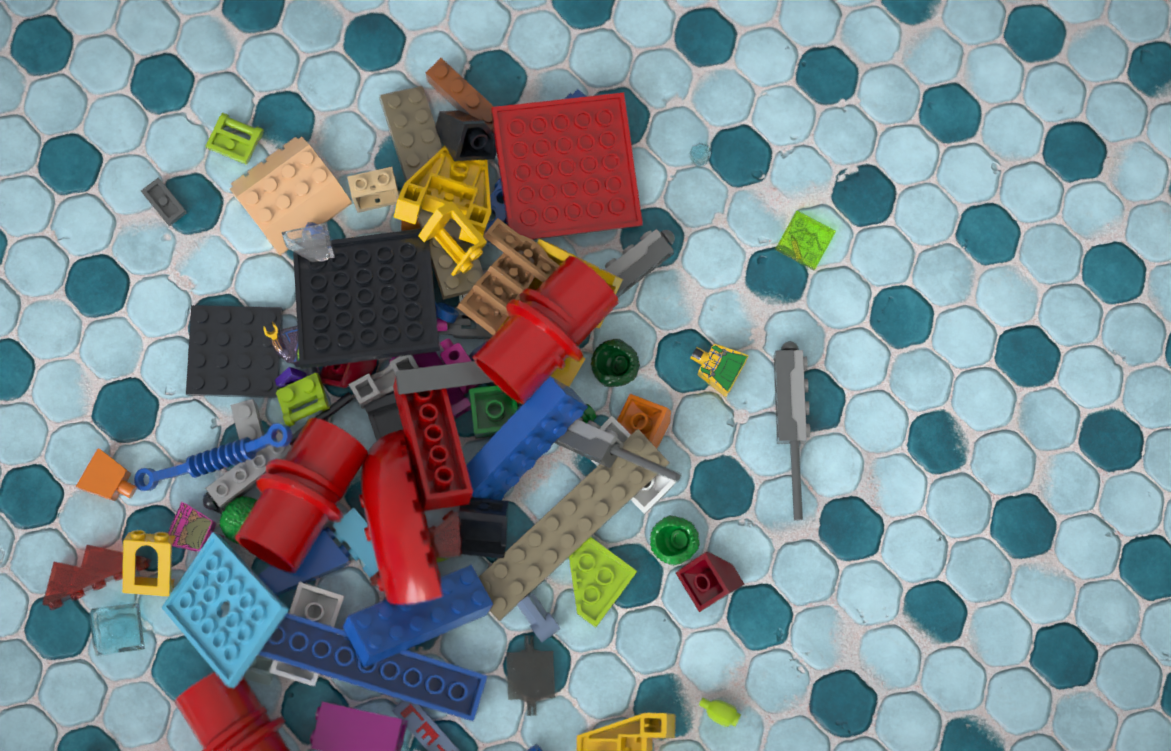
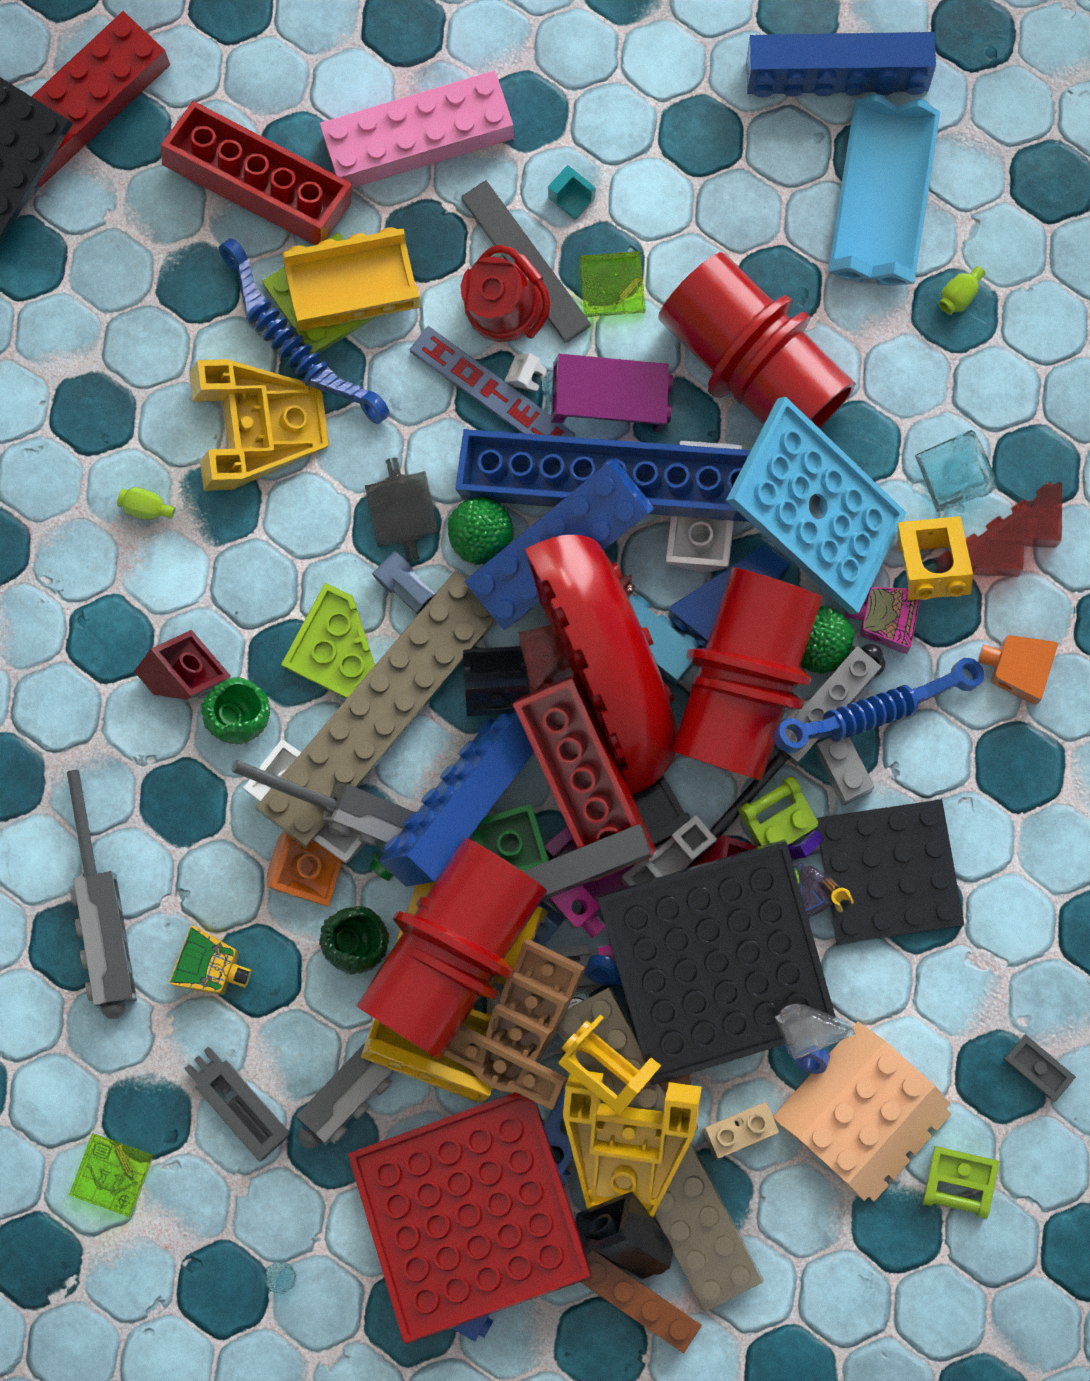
camera: 175 degrees right, 0 degrees up
(475, 646) = (479, 529): none -> green hair
(708, 265) = (246, 1113): none -> dark grey hinge

